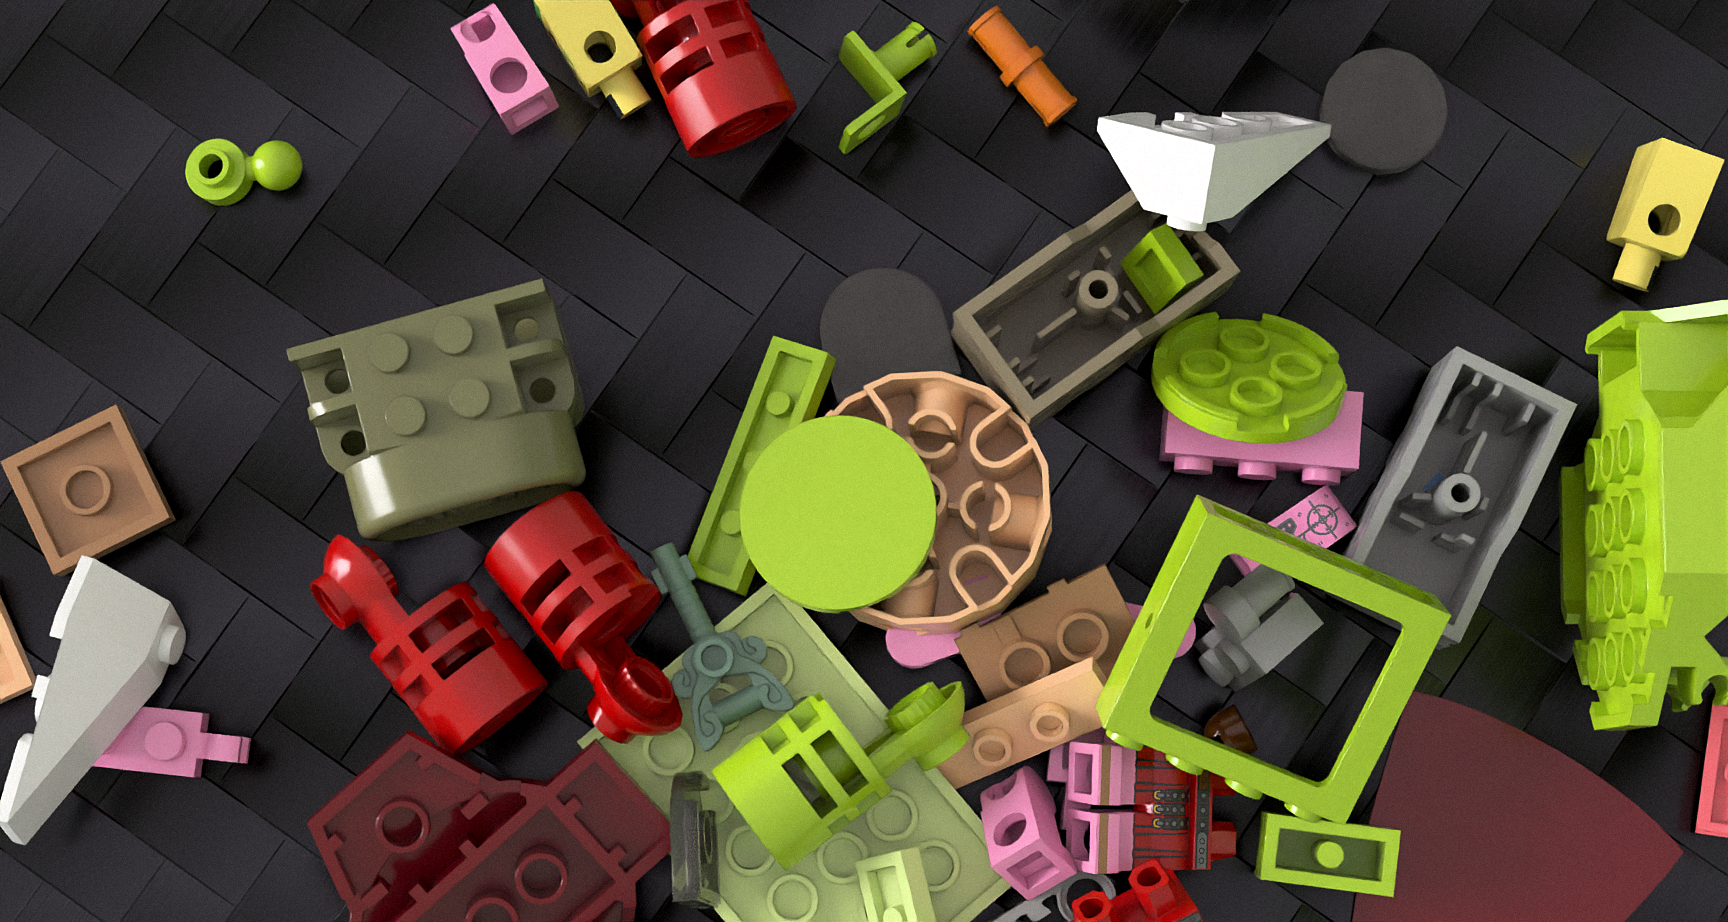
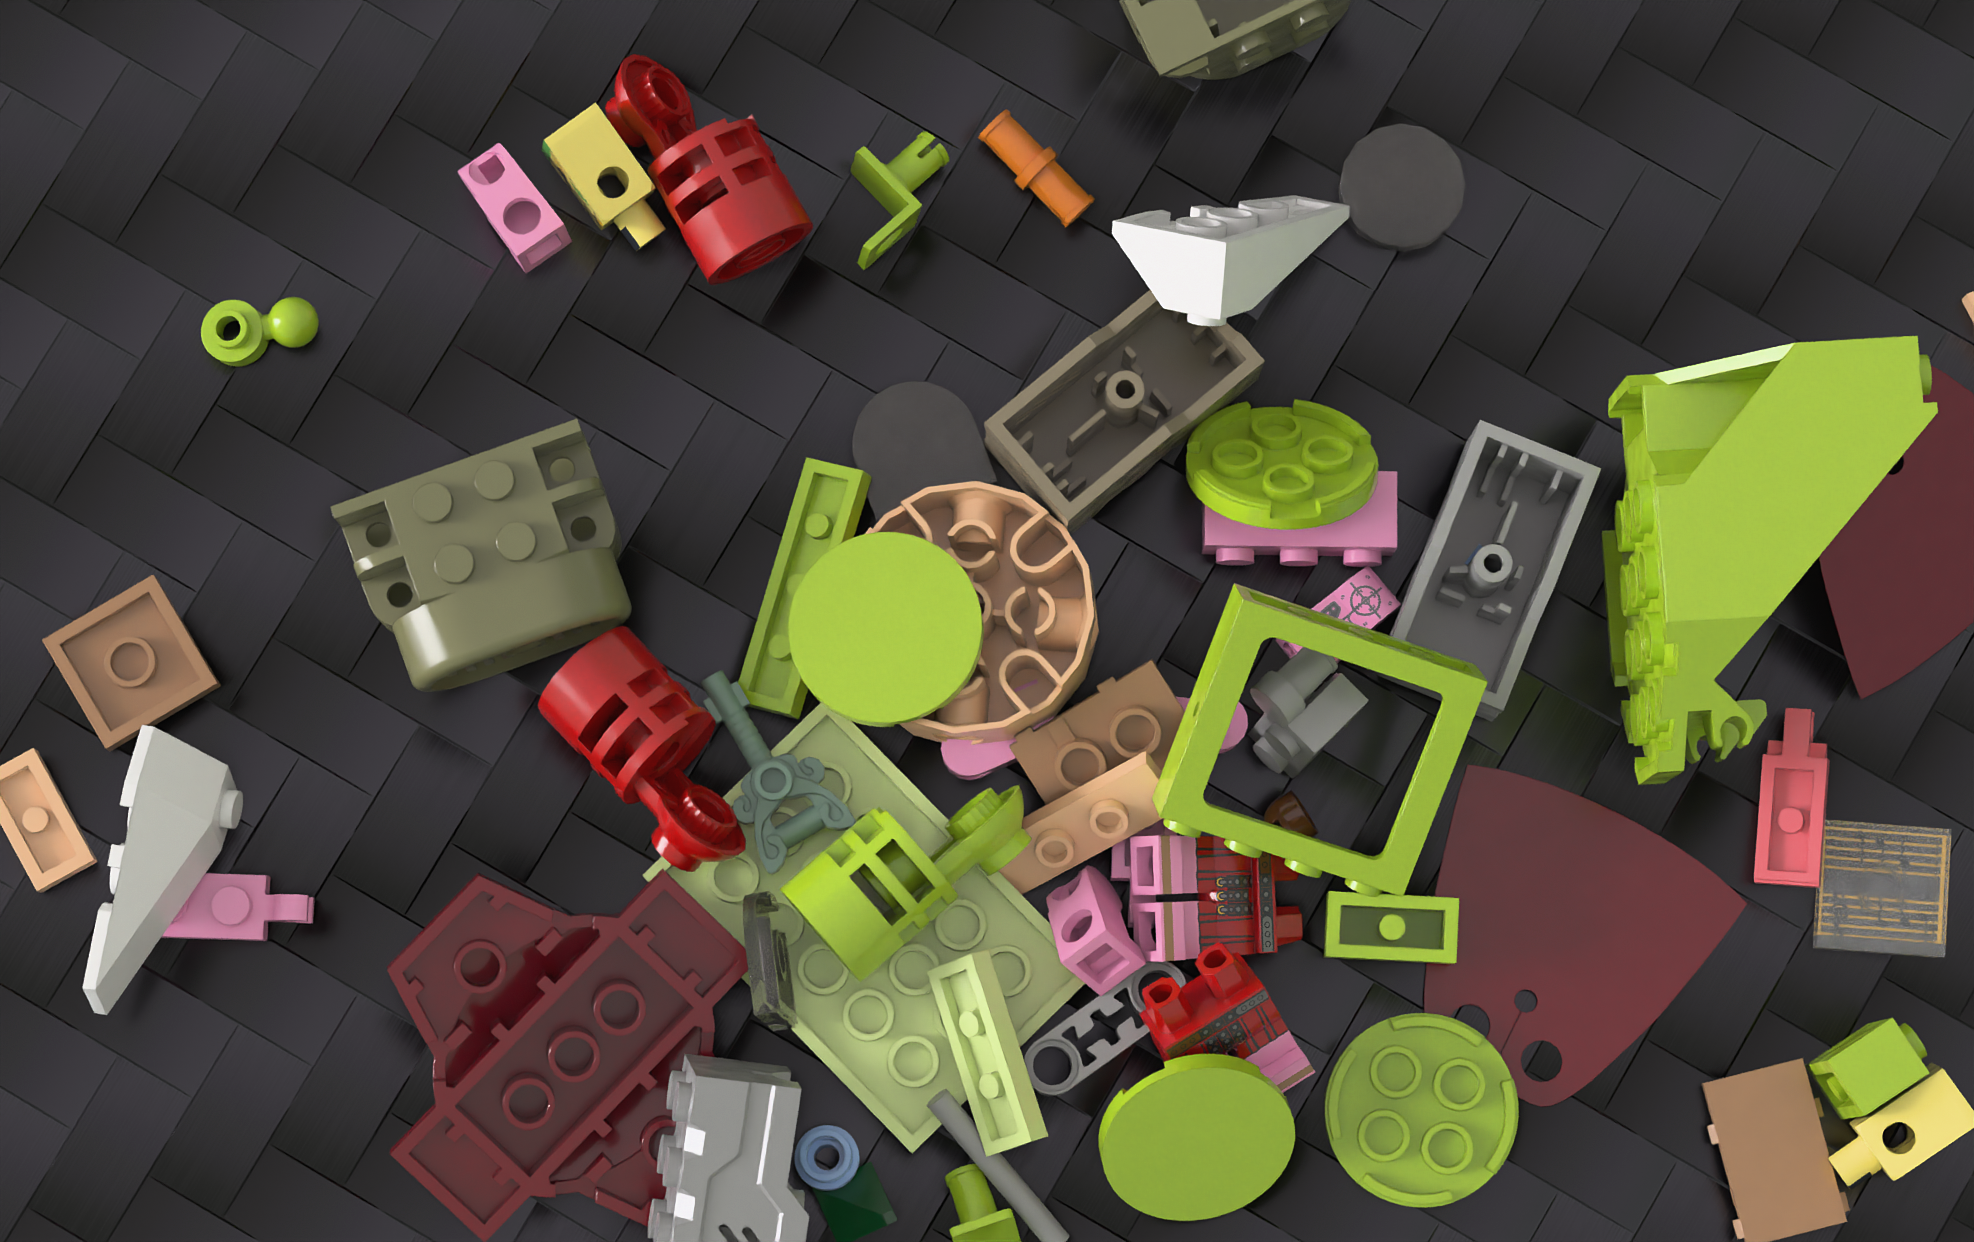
camera: 10 degrees left, 0 degrees up
(430, 645) = (489, 790): red cylinder -> none
(1161, 268) = (1187, 363): lime plate -> none
(1675, 187) = (1693, 243): light yellow torso -> none

